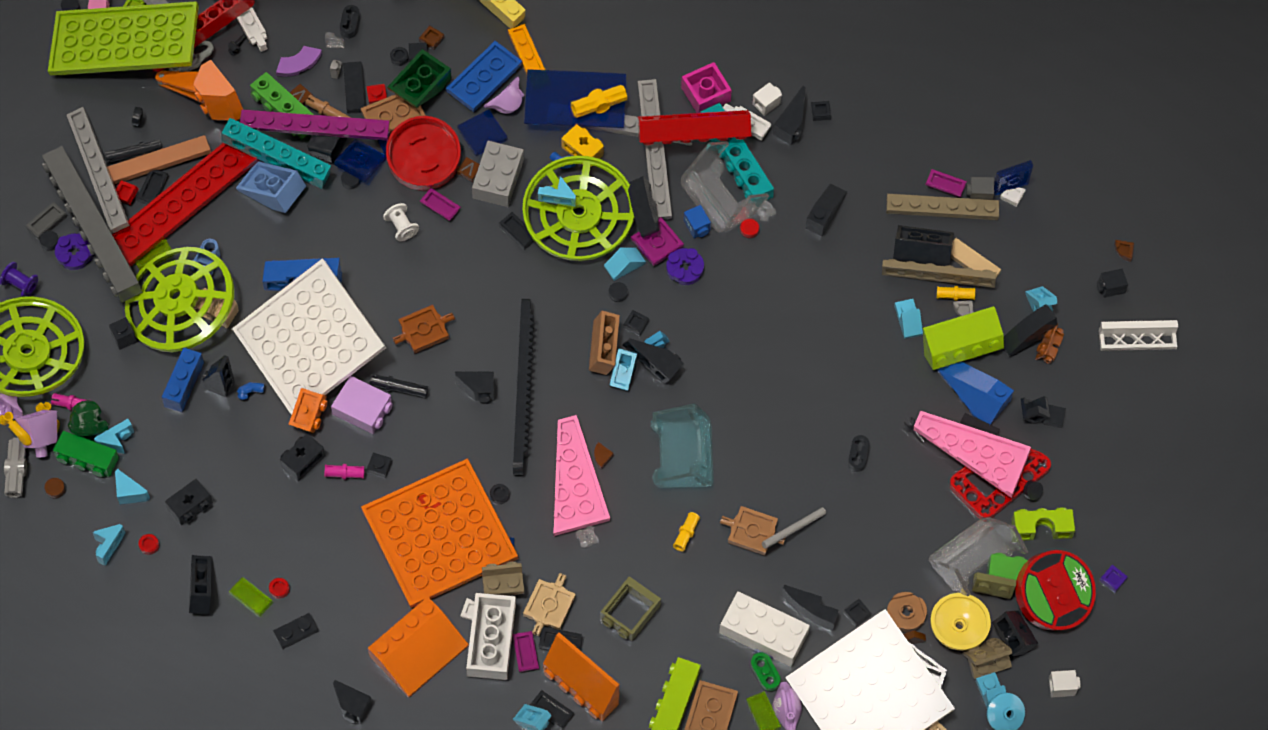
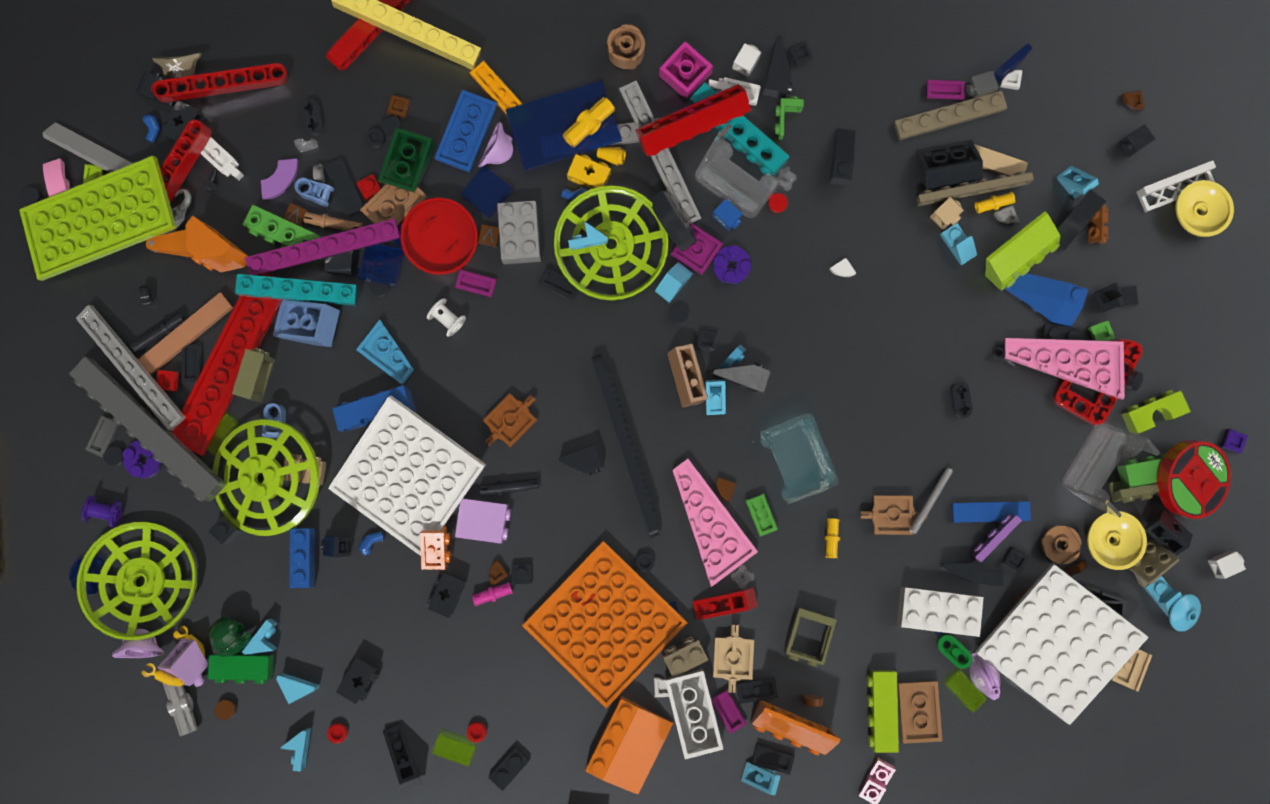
camera: 20 degrees left, 20 degrees up
(65, 401) = (204, 618): dark pink pin -> none
(205, 211) = (253, 375): none -> olive window
(328, 82) = (317, 191): none -> medium blue piece
(331, 234) = (385, 353): none -> dark azure wing
(356, 456) = (497, 573): none -> reddish brown tile
(561, 553) = (725, 604): none -> red slope
(610, 138) = (613, 155): none -> yellow cone
(610, 667) = (813, 700): none -> dark orange tile
(626, 488) = (761, 515): none -> bright green plate
(659, 52) = (620, 38): none -> medium nougat brick
(789, 304) = (843, 269): none -> white tile
(791, 148) = (792, 104): none -> bright green bracket
(844, 580) = (996, 536): none -> medium lavender plate
(849, 561) = (989, 511): none -> blue tile
(906, 286) = (947, 213): none -> tan brick
(1017, 434) = (1101, 332): none -> bright green plate
(1155, 350) = (1212, 201): none -> light yellow dish

